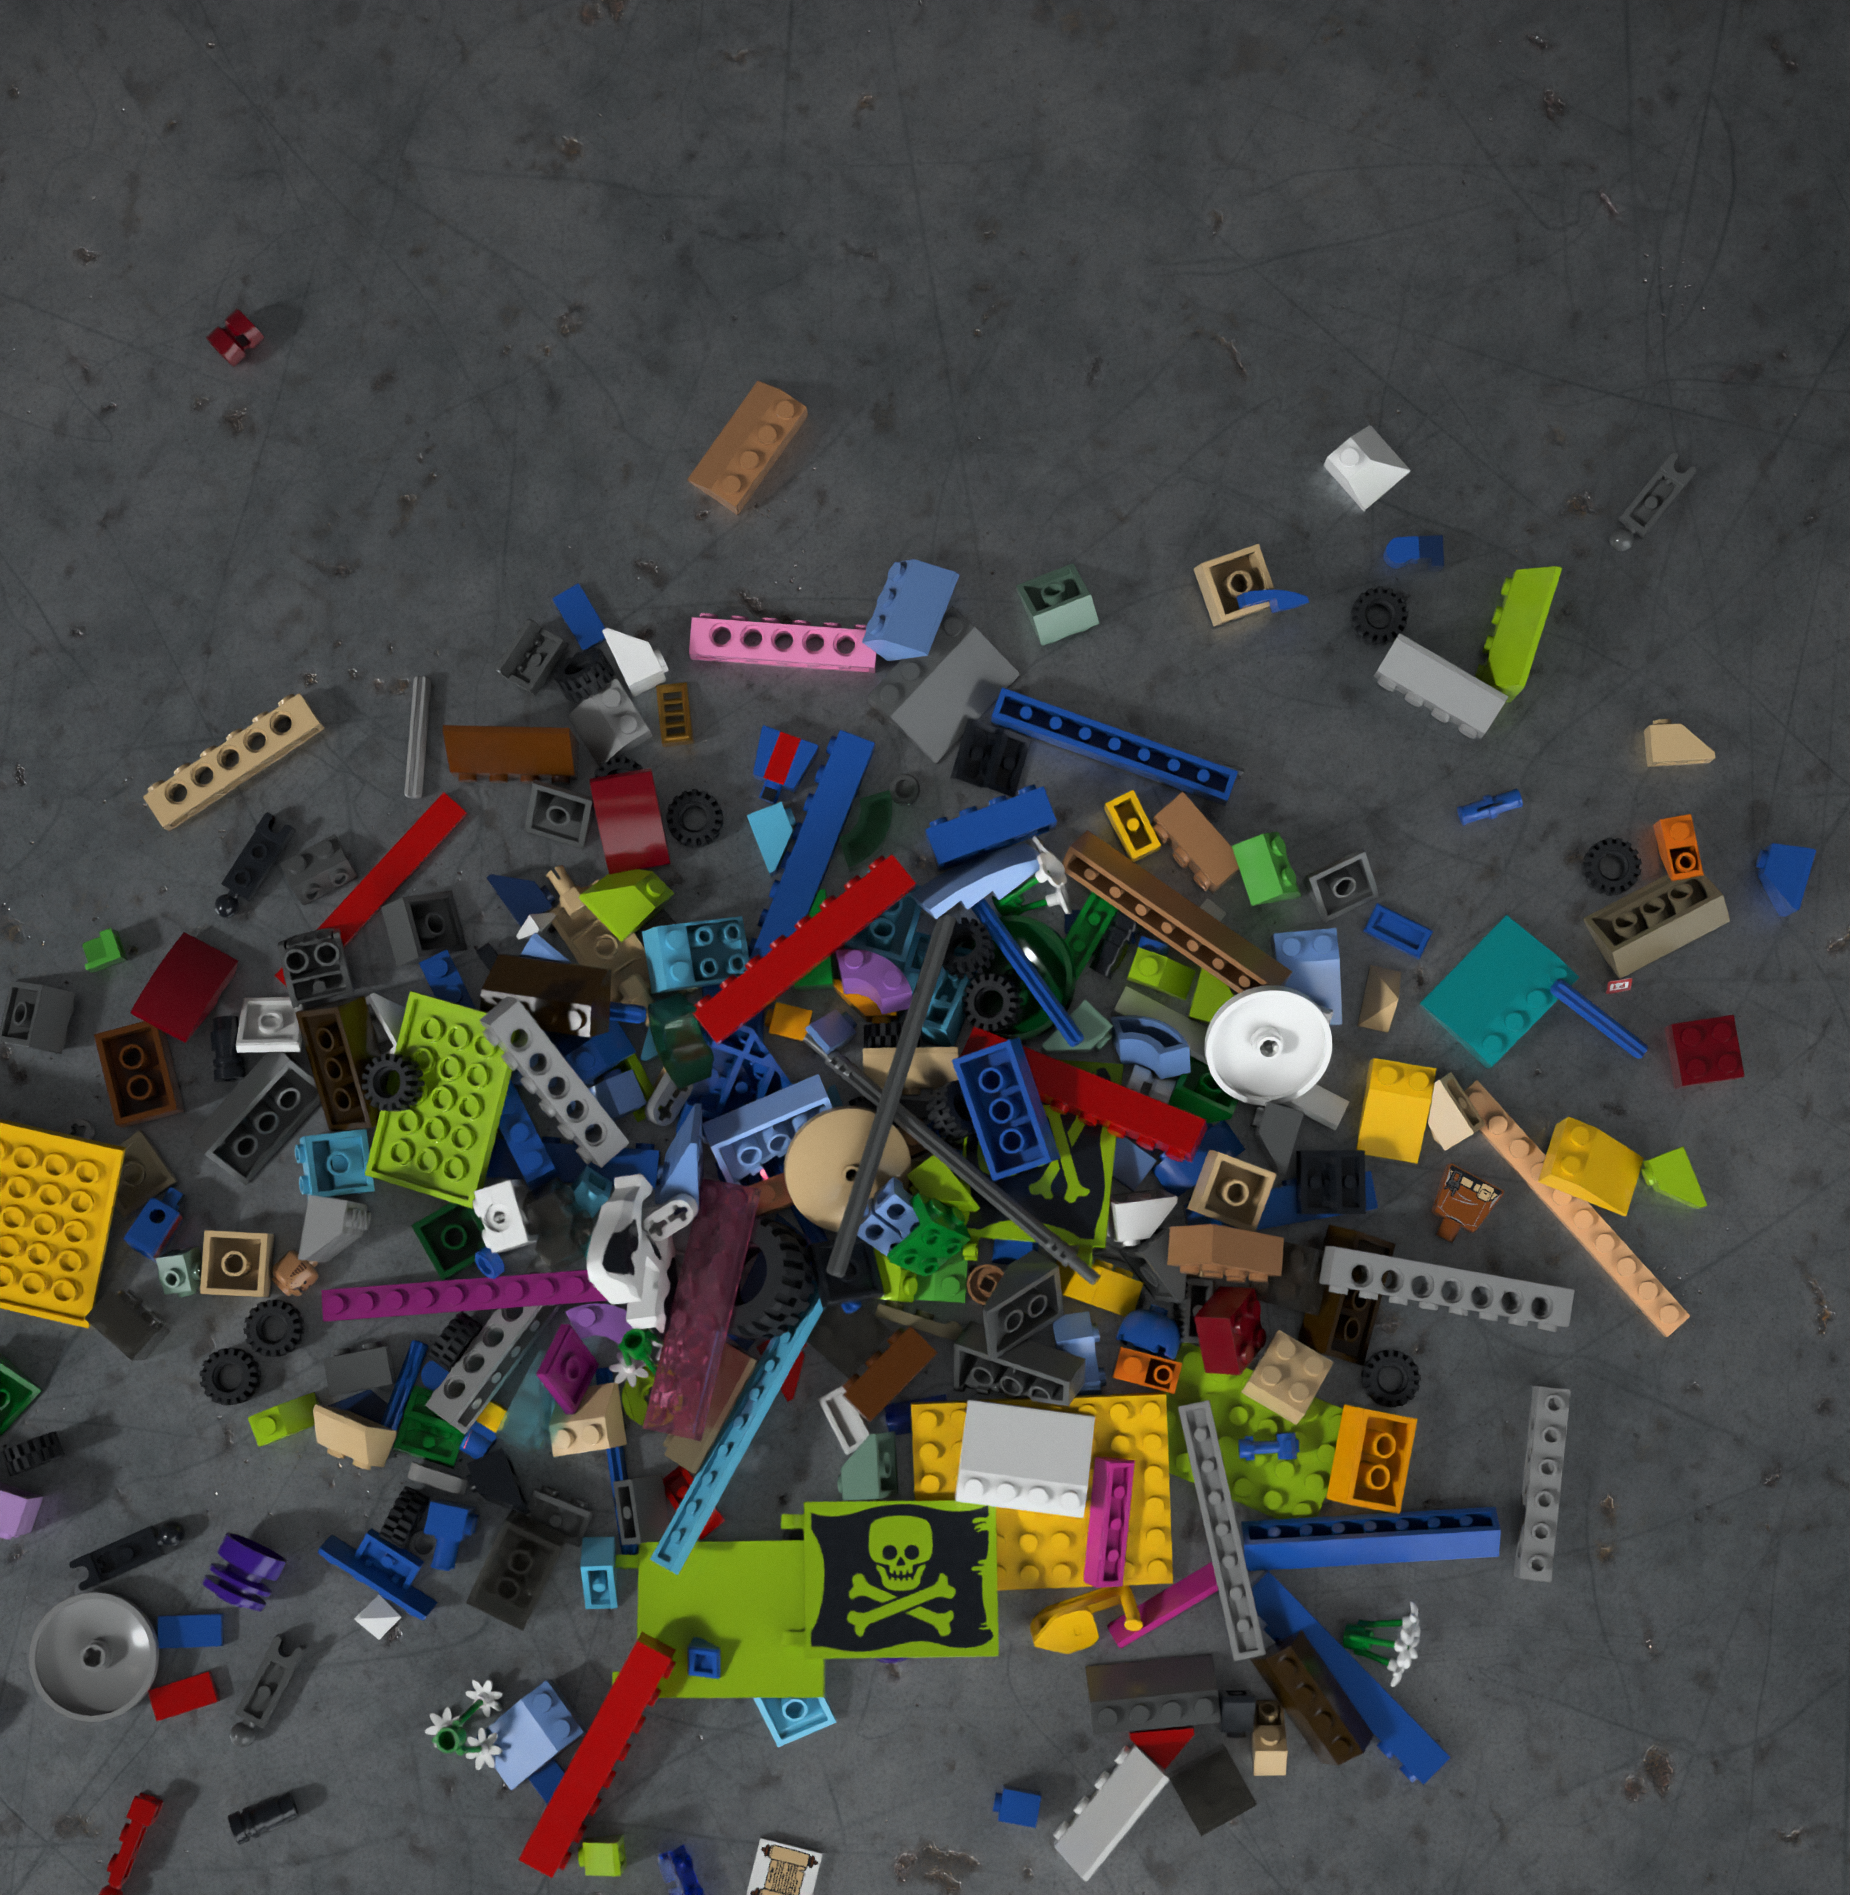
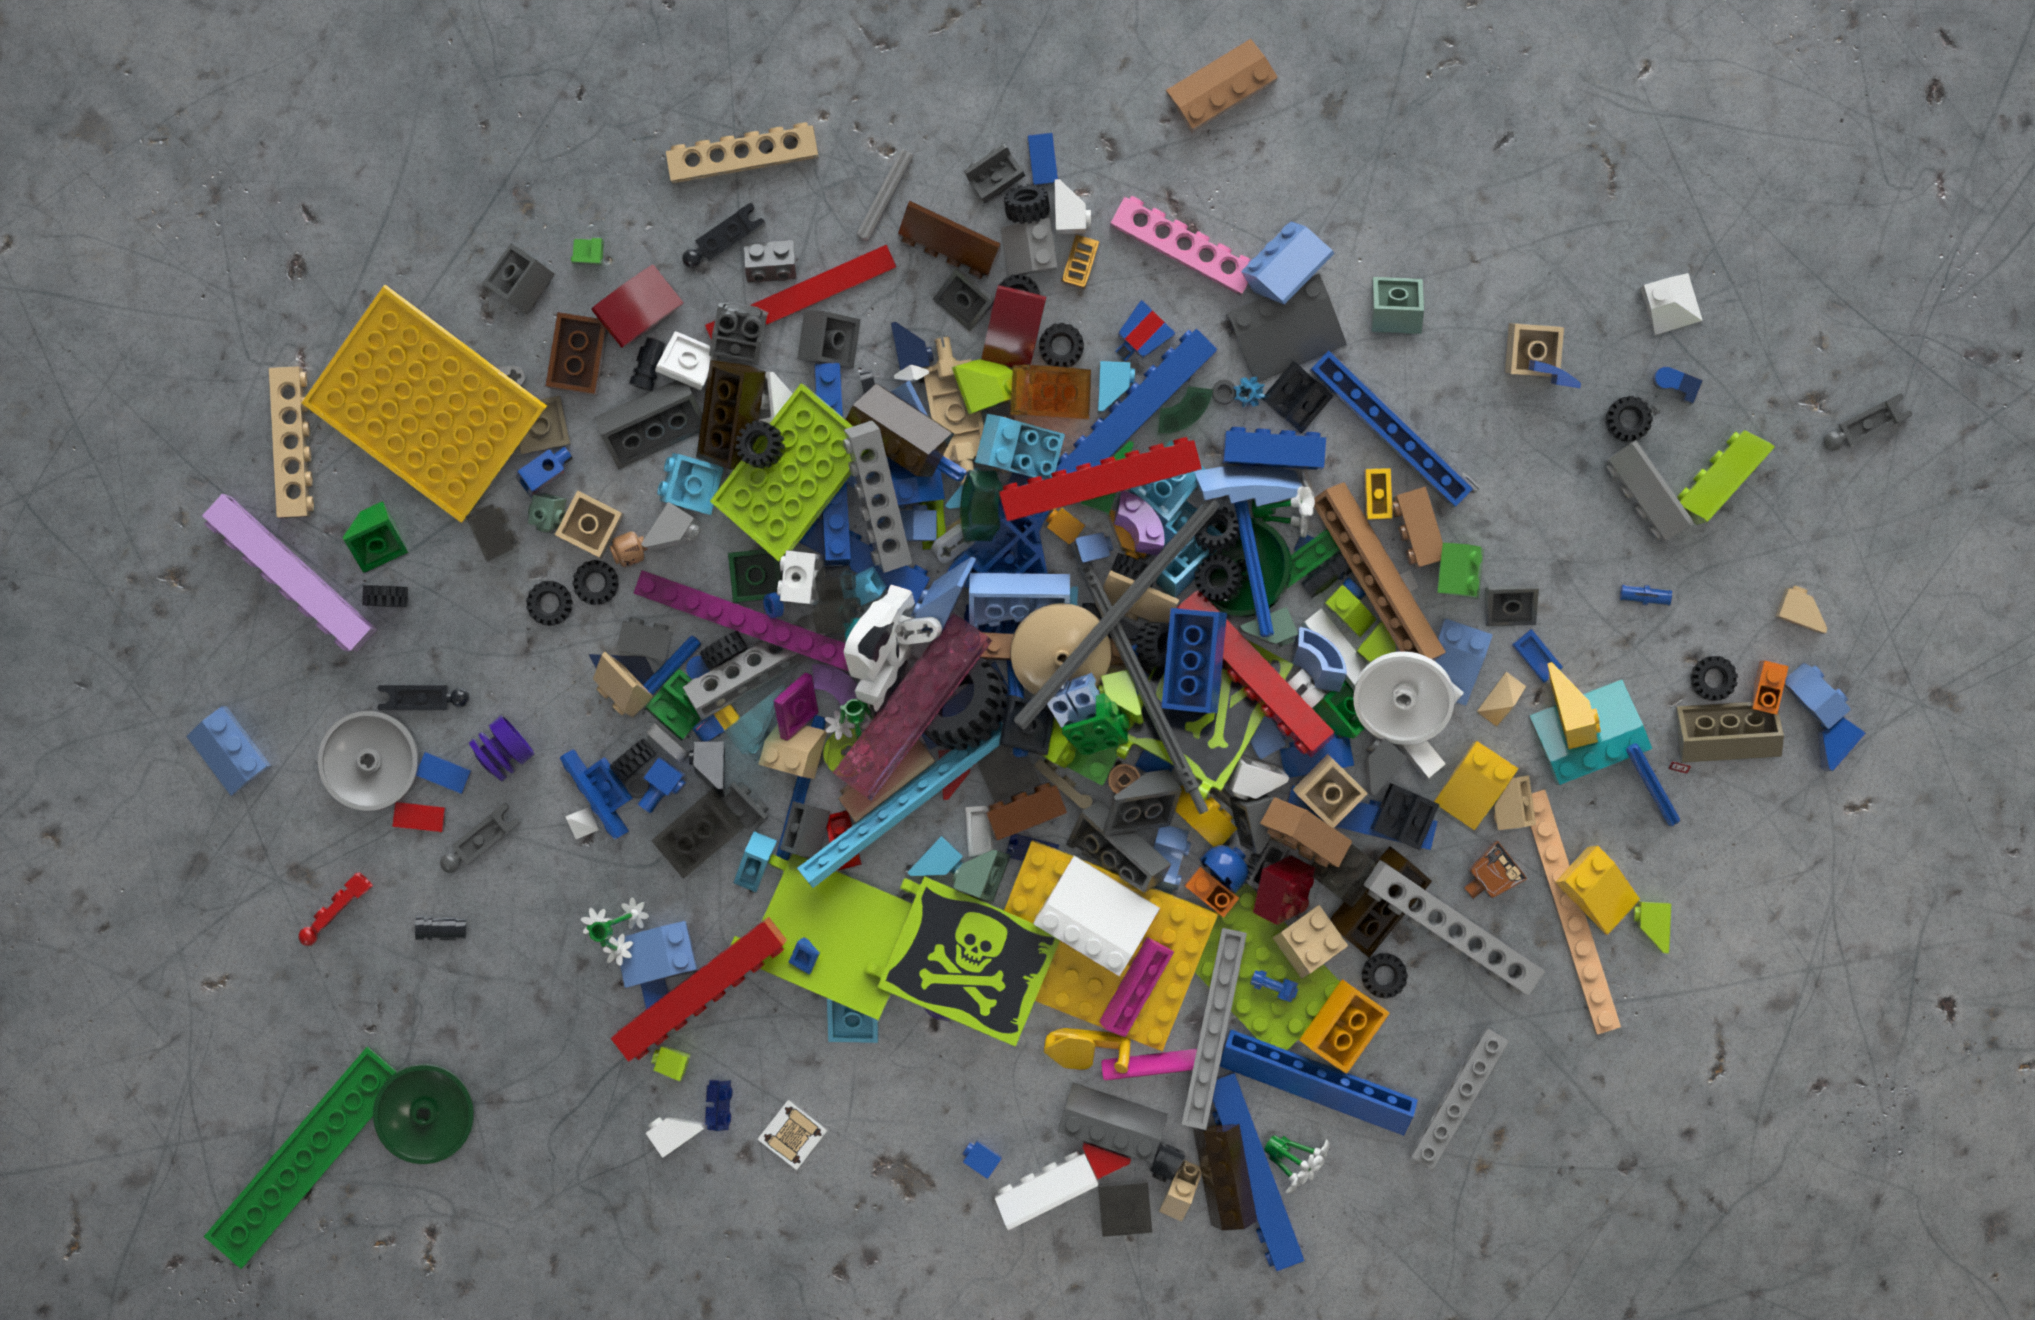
camera: 20 degrees right, 5 degrees up
(283, 1419) = (576, 652): lime slope -> none
(704, 874) = (1050, 392): none -> clear orange brick
(812, 1475) = (938, 860): none -> medium azure slope
(941, 775) = (1256, 391): none -> dark azure gear
(1469, 972) = (1574, 709): none -> yellow slope
(1704, 1051) = (1718, 842): dark red brick -> none
(1738, 834) = (1816, 695): none -> medium blue brick

